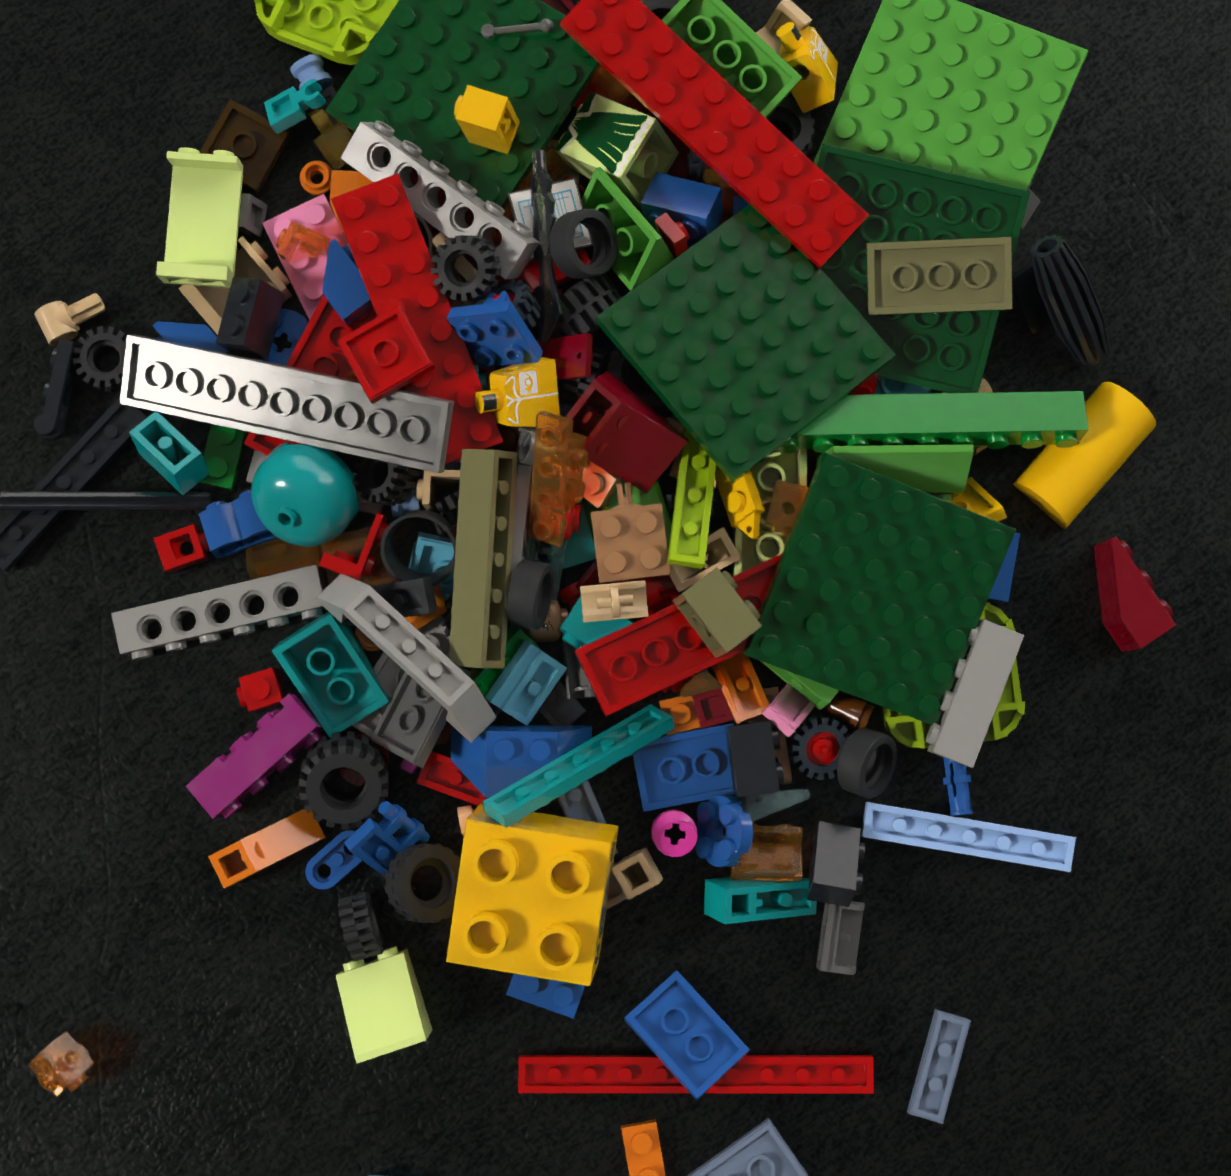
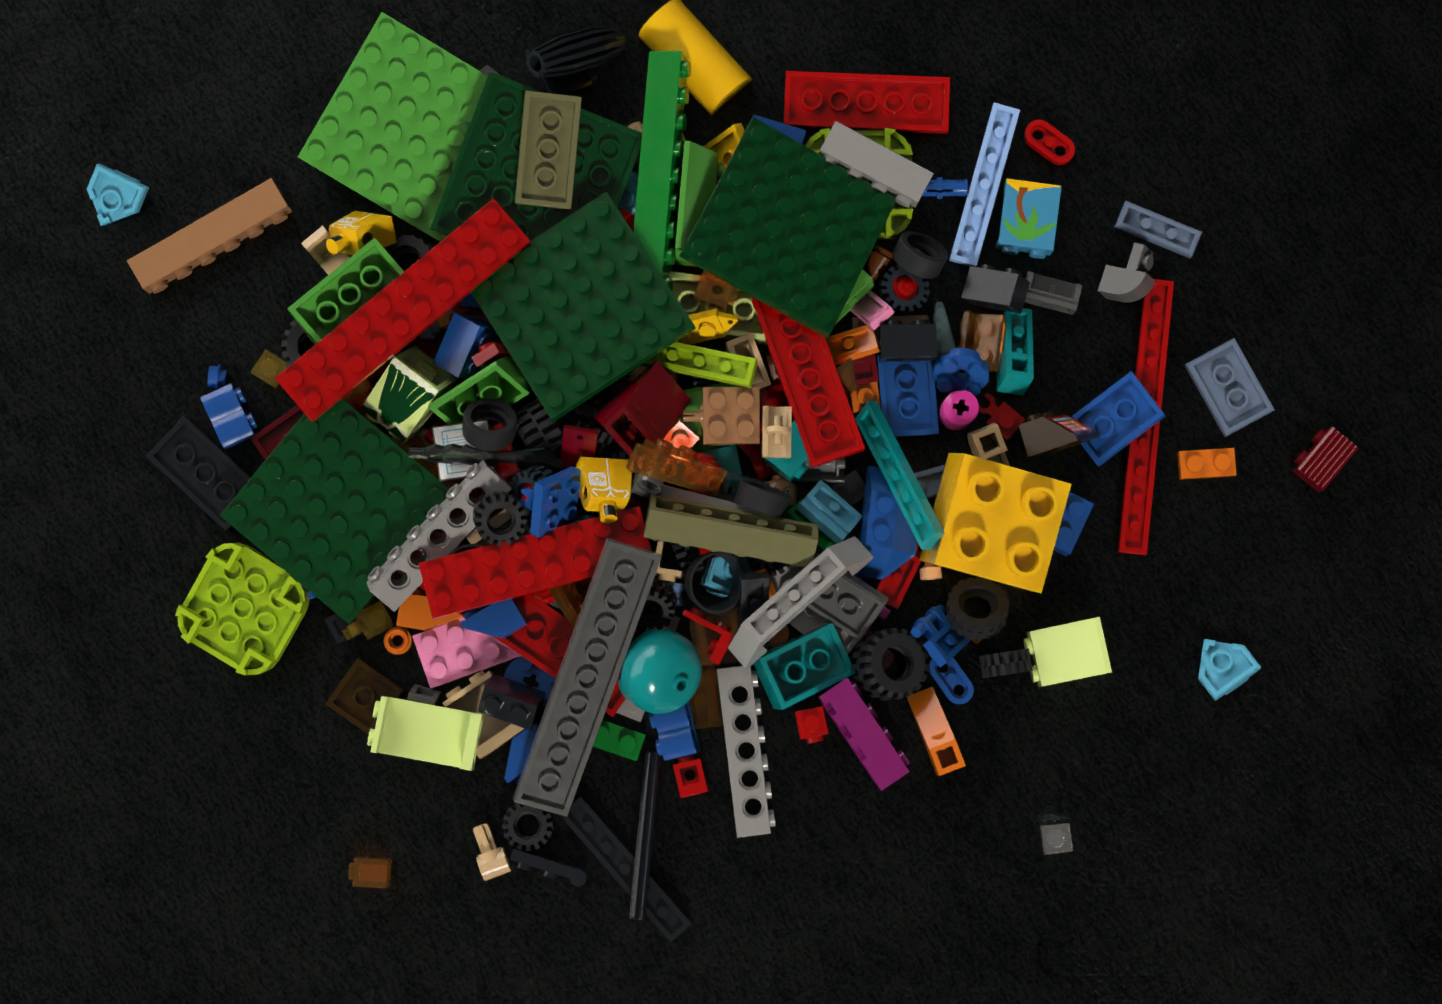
camera: 80 degrees left, 0 degrees up
(32, 178) = (370, 872): none -> clear orange brick
(62, 1065) = (1089, 910): clear orange brick -> none
(150, 1013) = (1056, 838): none -> clear plate
(169, 452) = (612, 778): teal brick -> none
(290, 105) = (339, 654): teal plate -> none
(310, 242) = (454, 647): clear orange bracket -> none
(311, 68) = (312, 635): medium blue wheel -> none
(386, 354) = (563, 587): red plate -> none
(486, 119) = (382, 488): yellow brick -> none
(489, 31) = (305, 482): dark grey hinge -> none
(659, 958) = (1053, 432): none -> dark brown slope
(672, 891) = (1004, 416): none -> red plate
(718, 612) = (796, 351): olive brick -> none
(864, 1039) = (1129, 283): none -> dark grey brick
(932, 897) = (1028, 218): none -> dark azure panel
(1036, 916) = (1050, 141): none -> red plate
(1055, 676) = (867, 101): none -> red plate
(1127, 599) = (814, 39): dark red slope -> none

